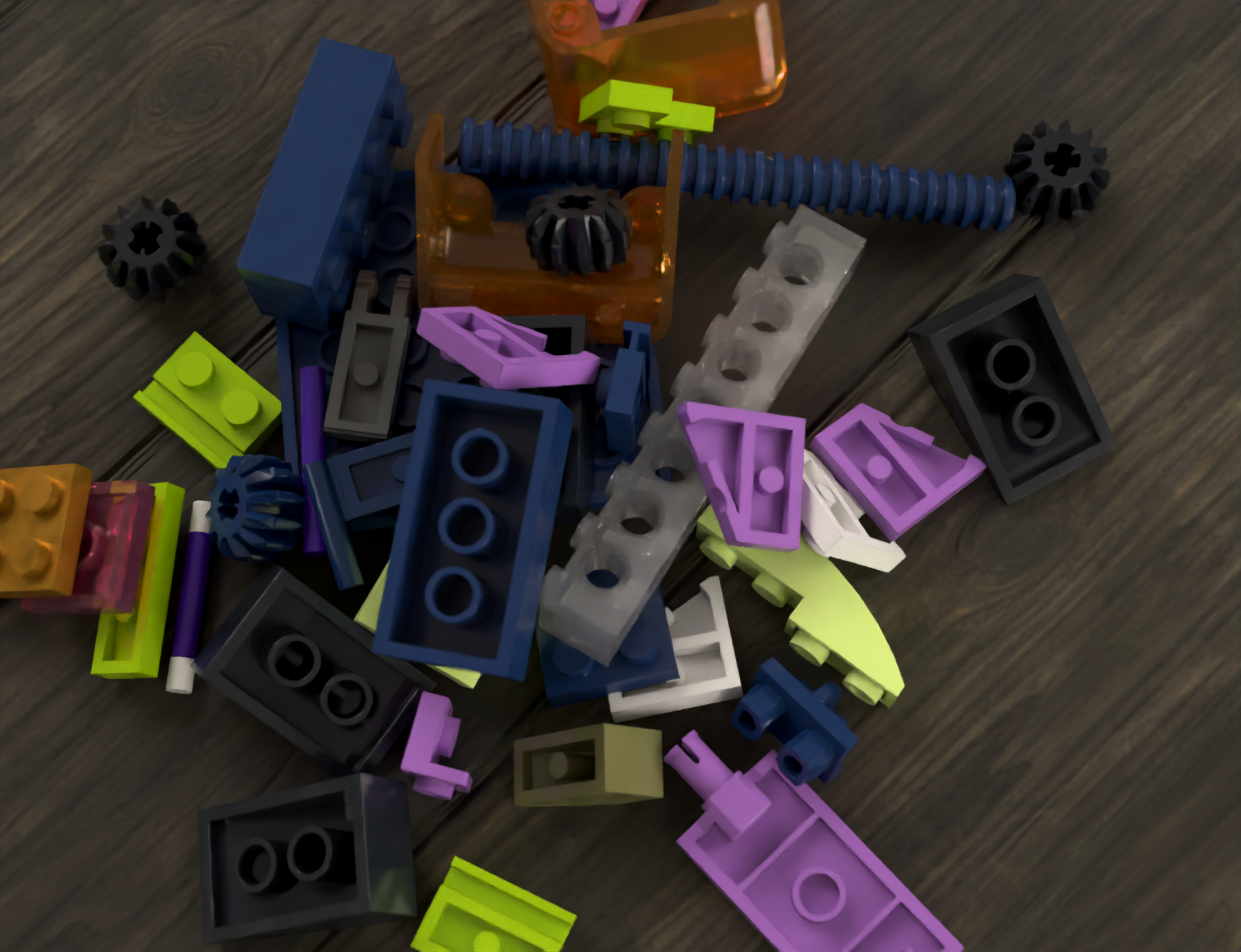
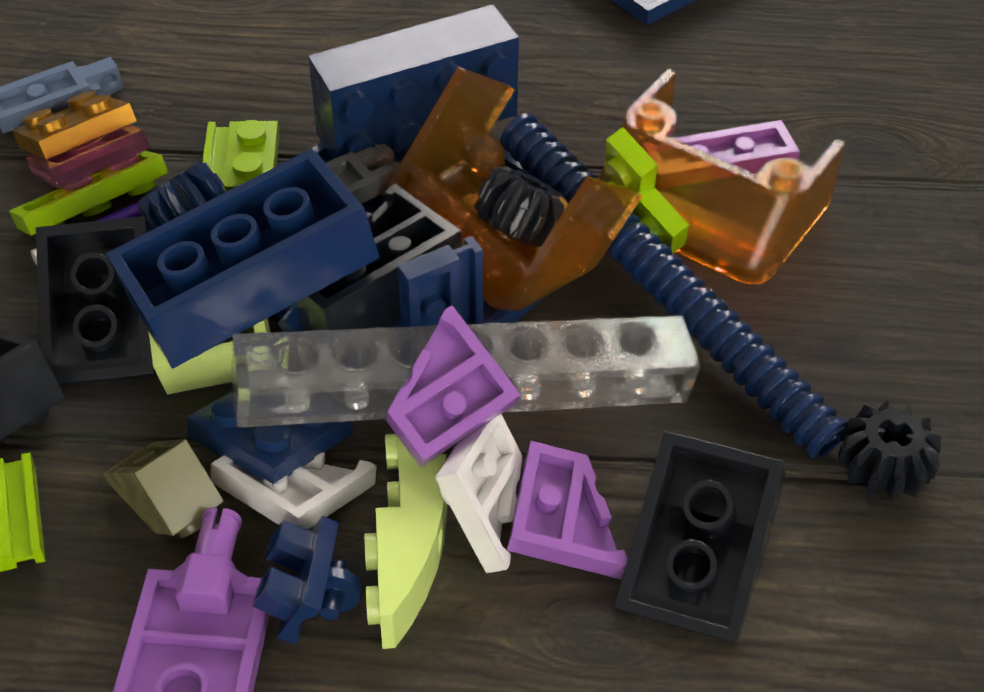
camera: 45 degrees right, 25 degrees down
(136, 234) = (290, 70): black gear -> none
(431, 736) = (102, 389): medium lavender bracket -> none
(502, 352) = (387, 197): medium lavender wing -> none

